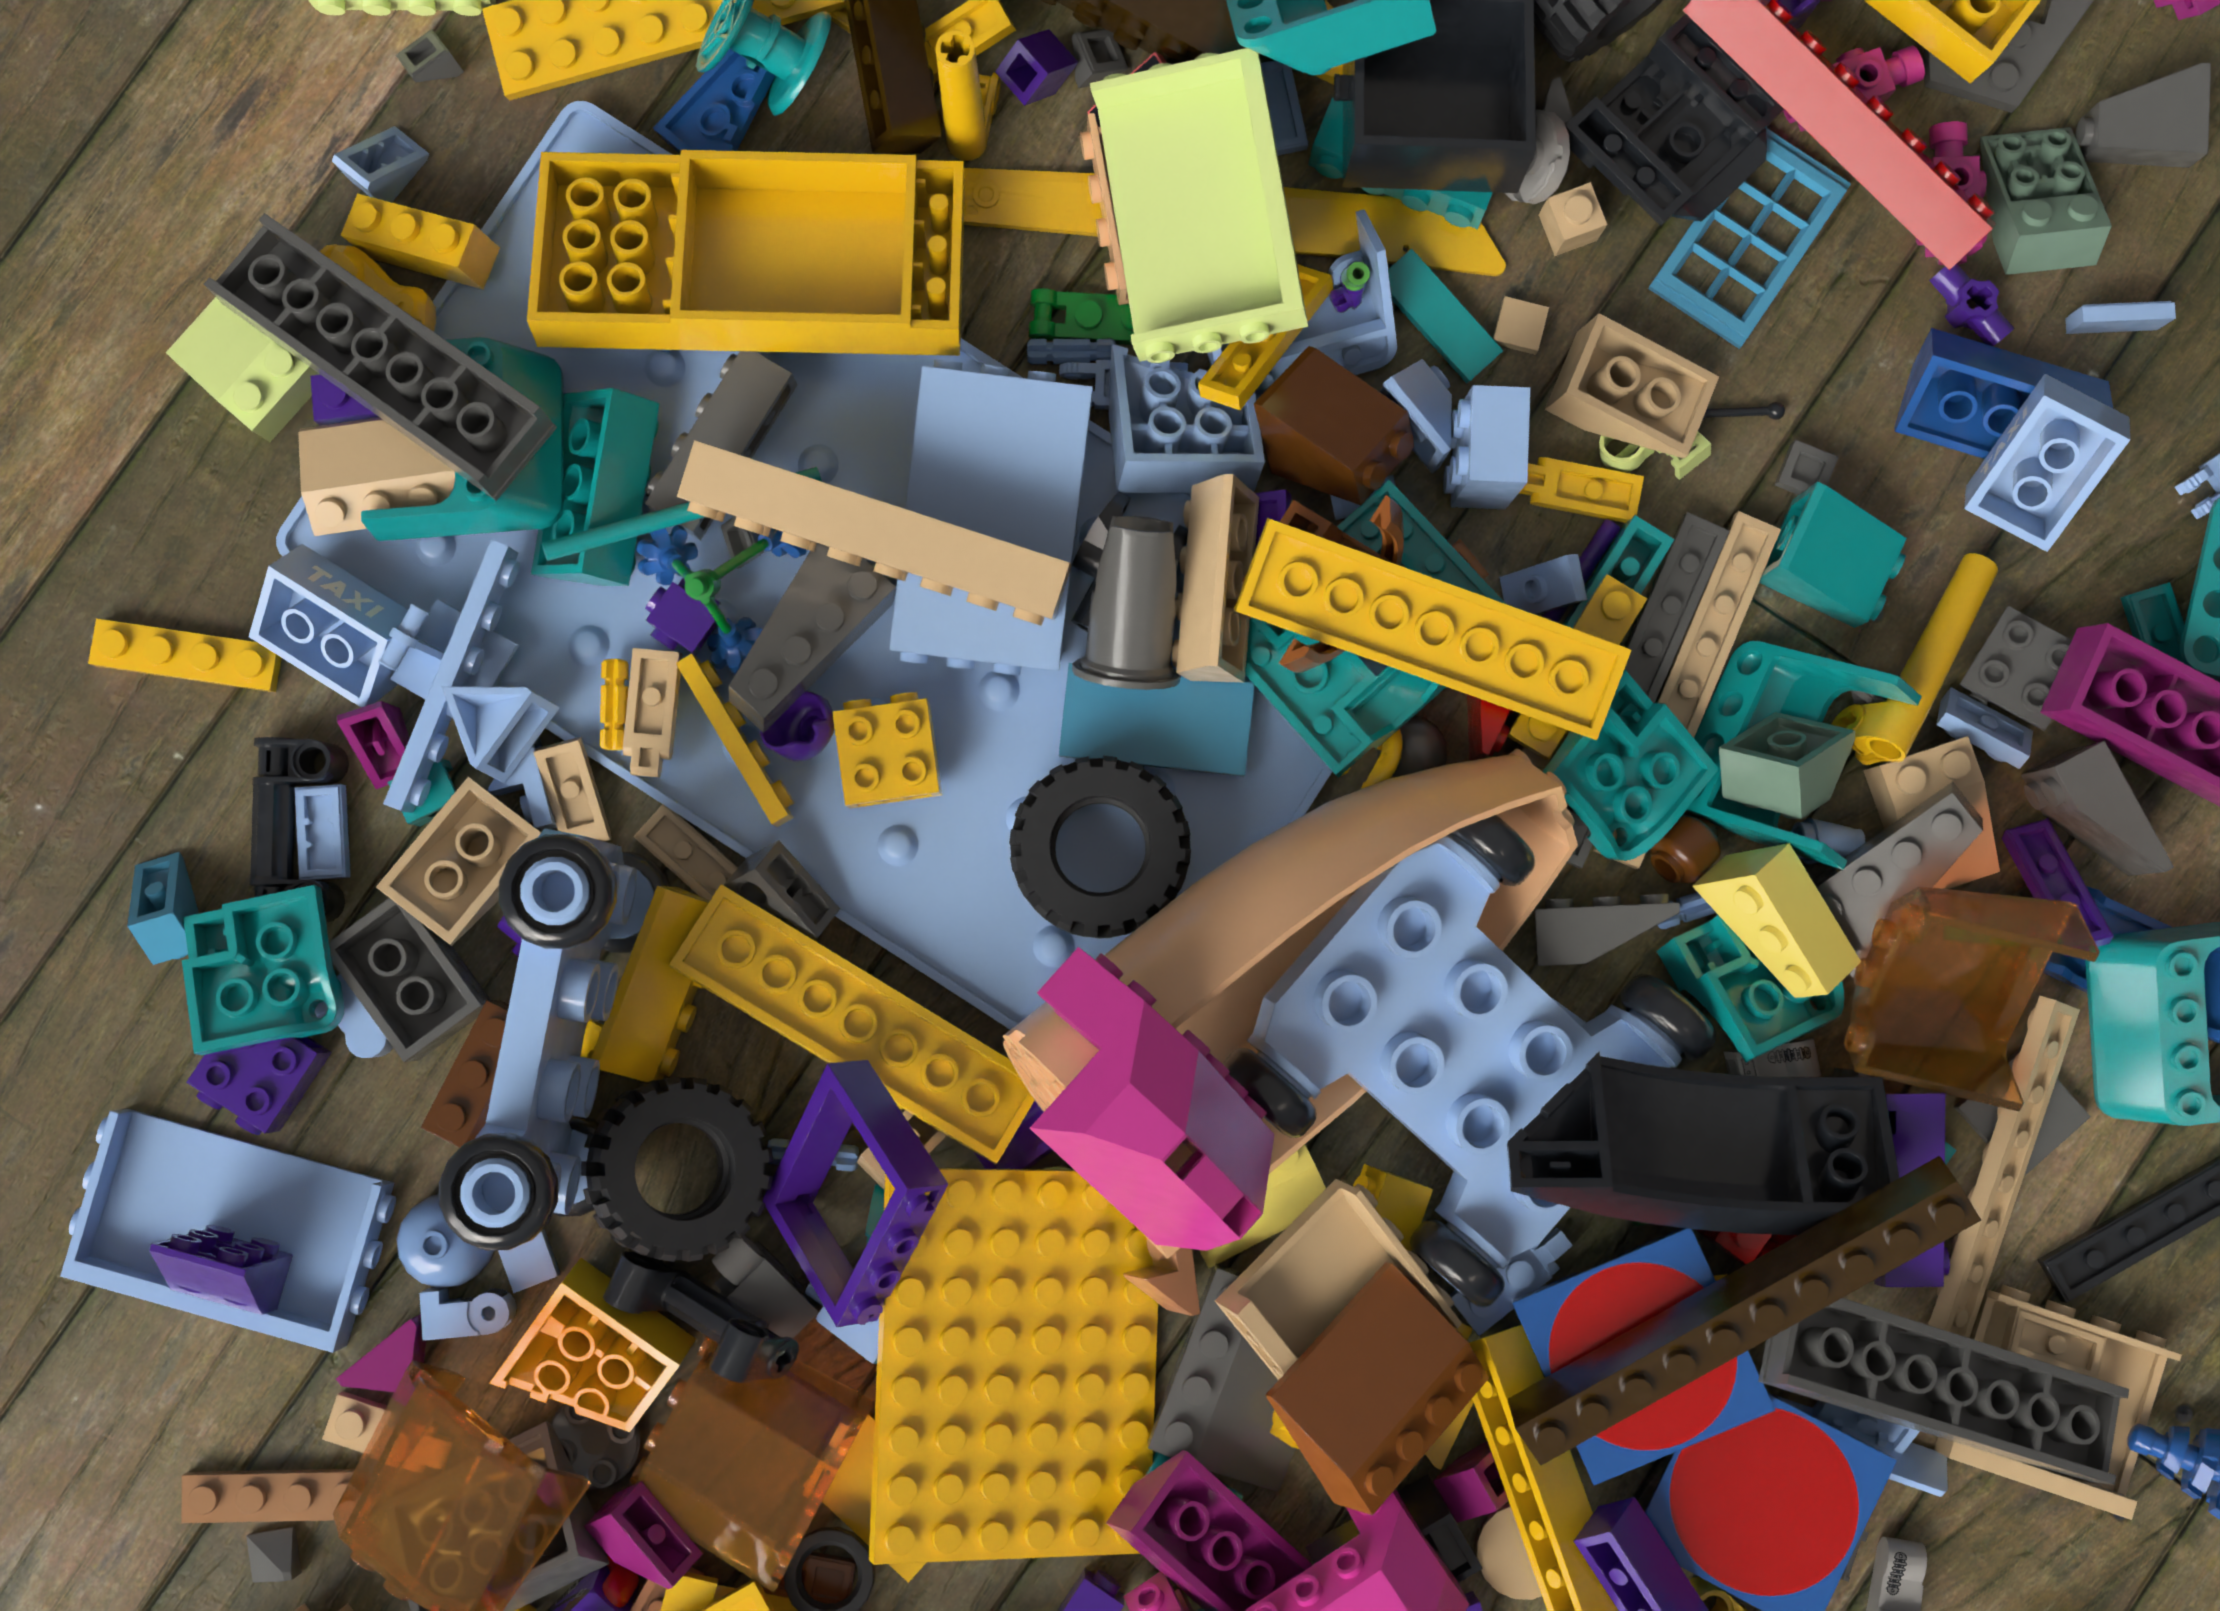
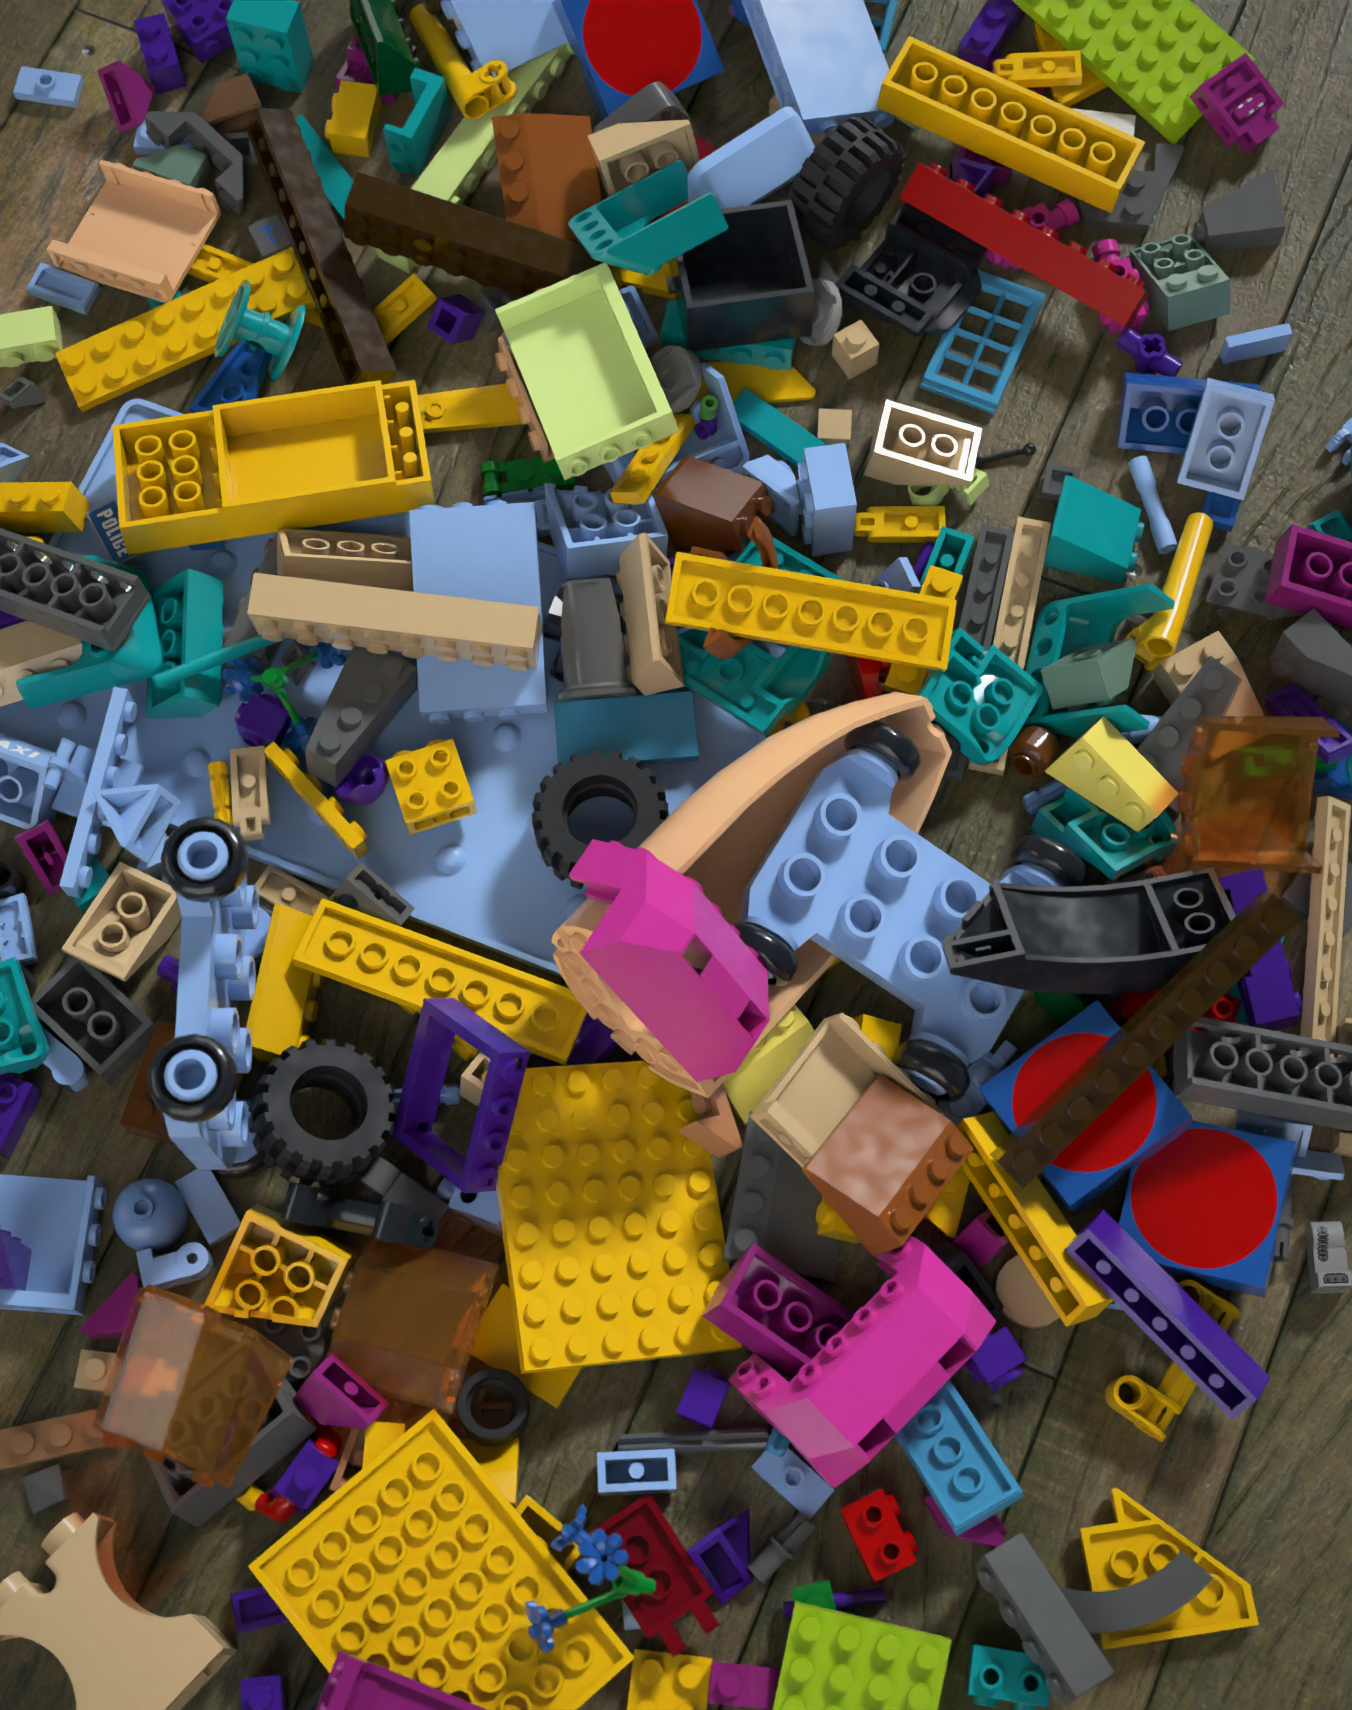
camera: 10 degrees left, 15 degrees down
(513, 287) = (106, 526): none -> tile
(824, 418) = (346, 558): none -> tan slope
(966, 95) = (411, 346): yellow axle -> none
(1320, 219) = (678, 375): none -> light grey tile
(1585, 933) = (976, 821): dark grey slope -> none
(1920, 496) = (1159, 523): none -> light blue piece
(1986, 728) = (1241, 632): light blue plate -> none
(2011, 555) = (1221, 510): none -> blue plate

